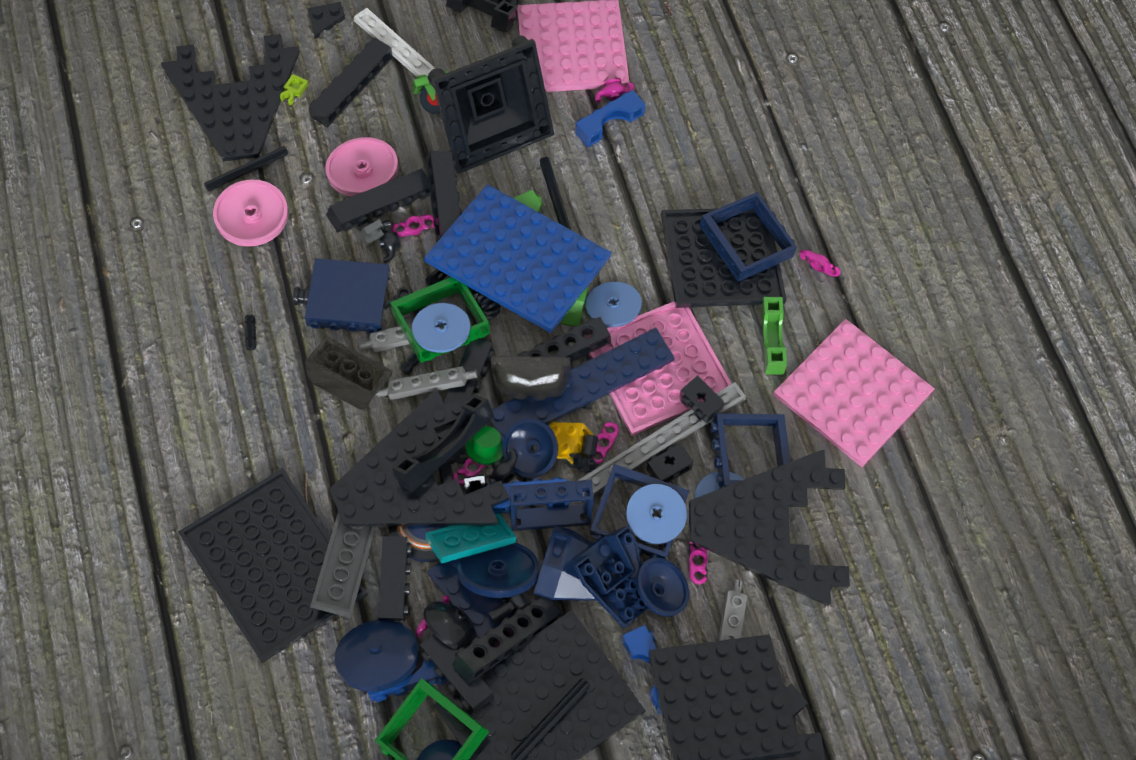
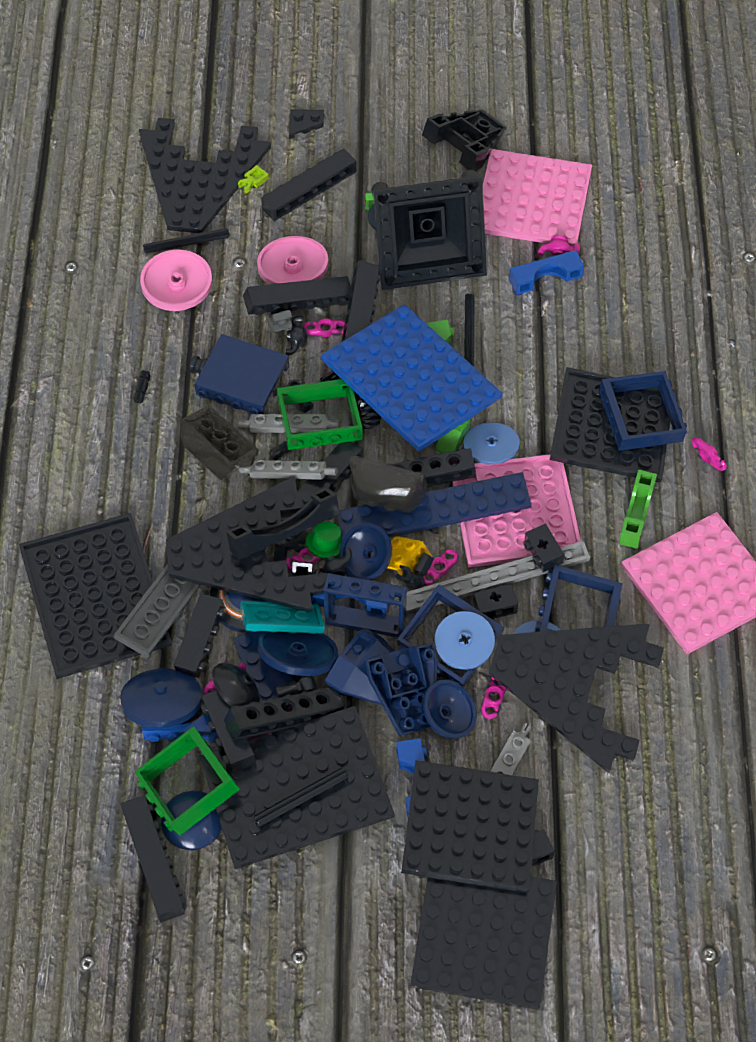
camera: 20 degrees right, 5 degrees down
(400, 49) = (364, 163): white plate -> none
(431, 337) = (302, 424): medium blue piece -> none

